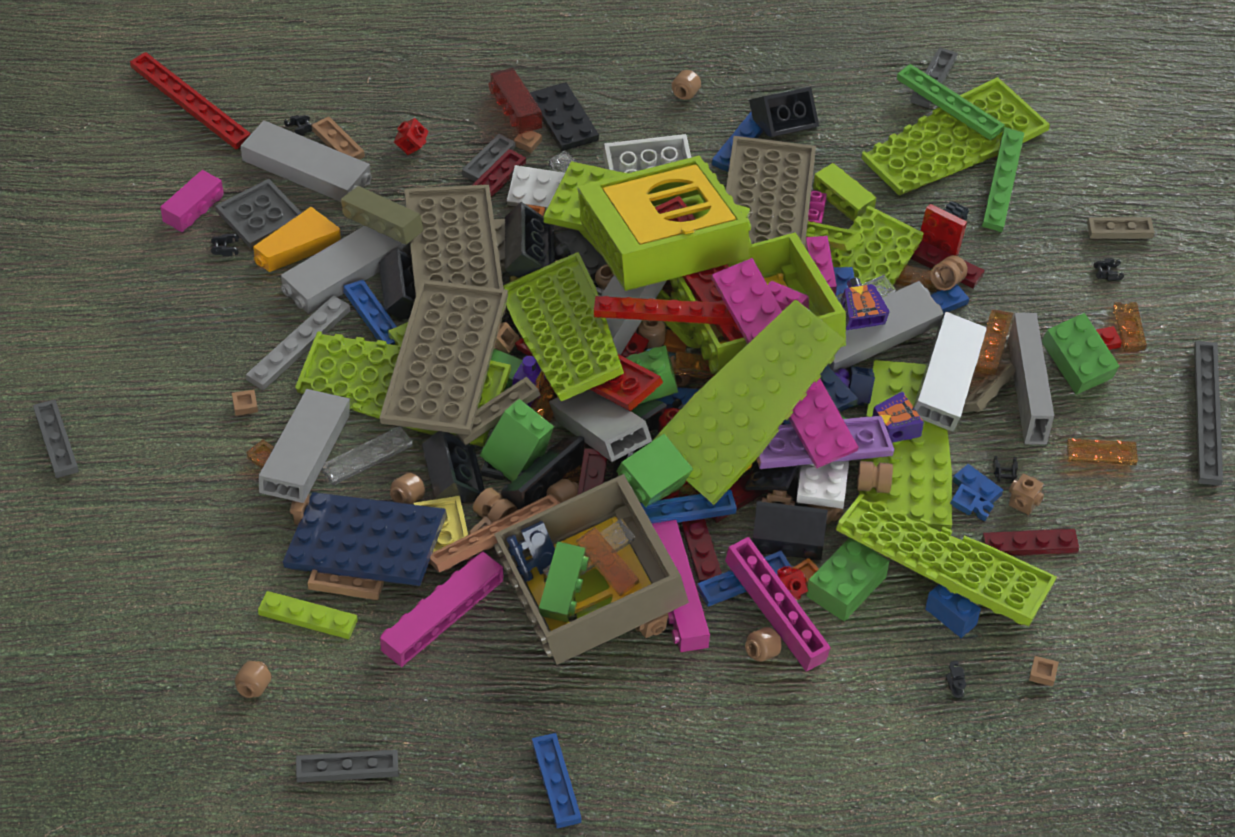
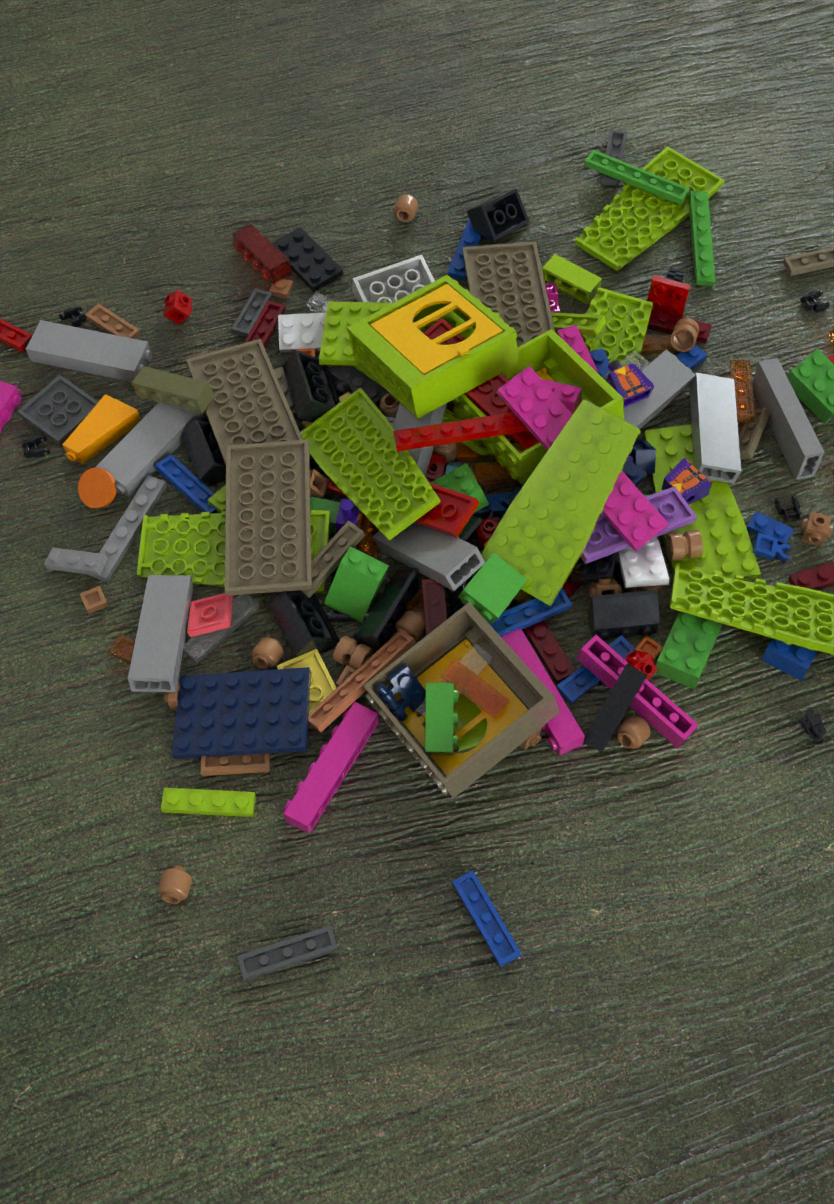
camera: 10 degrees left, 10 degrees up
(236, 362) = (76, 561): none -> light grey plate
(277, 296) = (97, 488): none -> orange tile
(359, 440) = (210, 614): none -> coral tile
(748, 613) = (615, 707): none -> black tile

